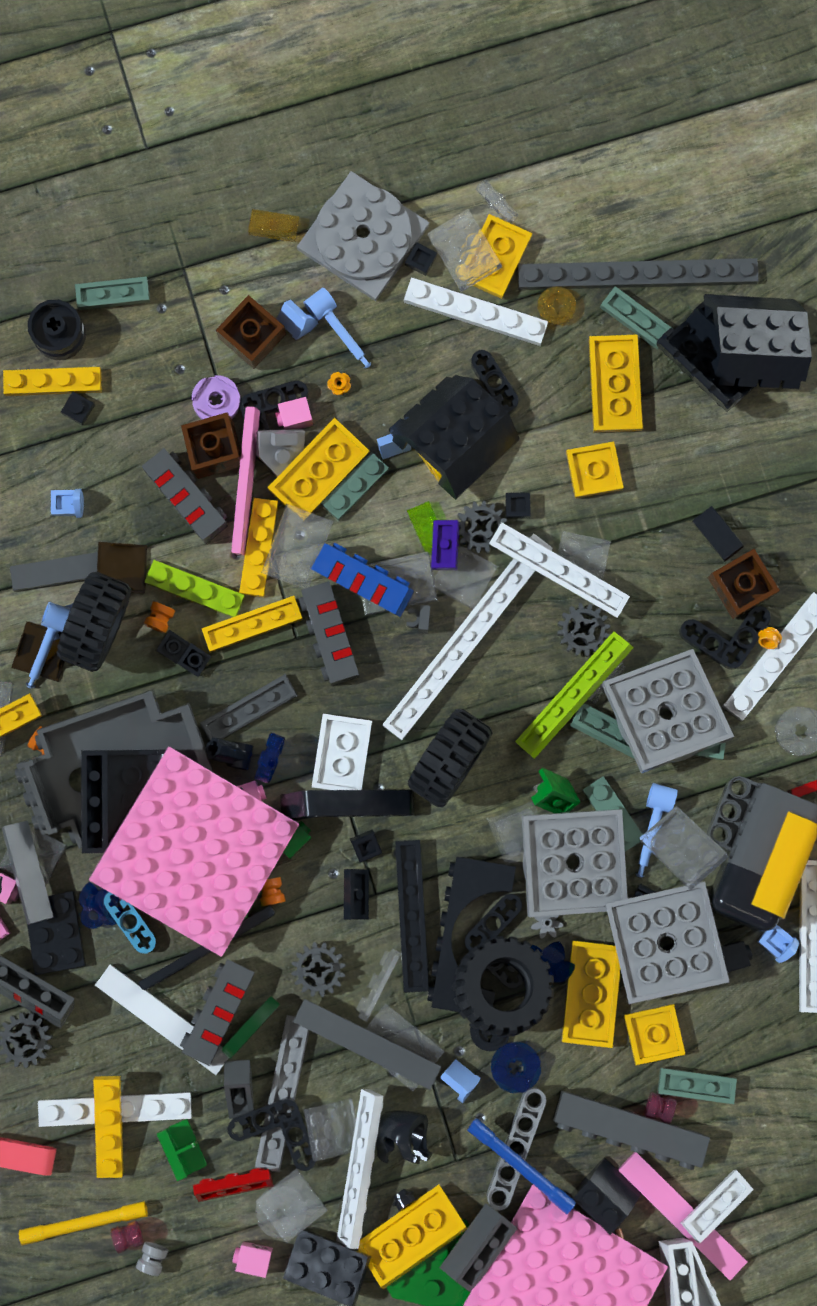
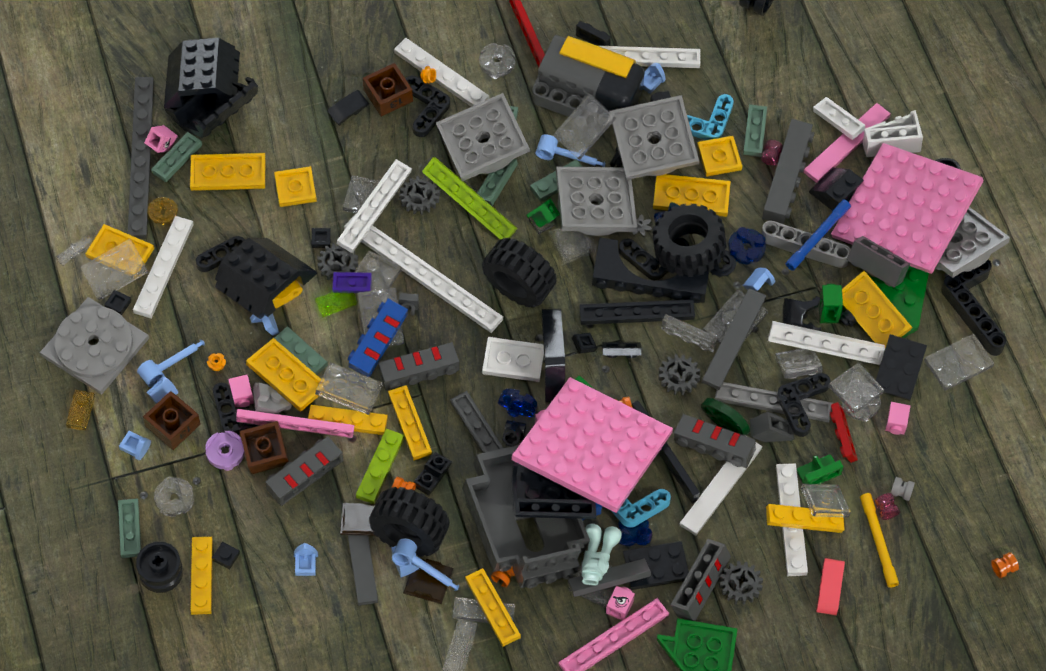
camera: 90 degrees left, 20 degrees down
(42, 855) = (596, 563): none -> light aqua piece
(132, 1155) = (825, 500): none -> clear plate
(150, 330) = (177, 506): none -> clear plate
(226, 293) = (135, 445): none -> light blue tile
(419, 1177) = (830, 303): none -> green brick
(658, 295) = (160, 139): none -> bright pink brick
(703, 1018) = (708, 126): none -> medium azure beam

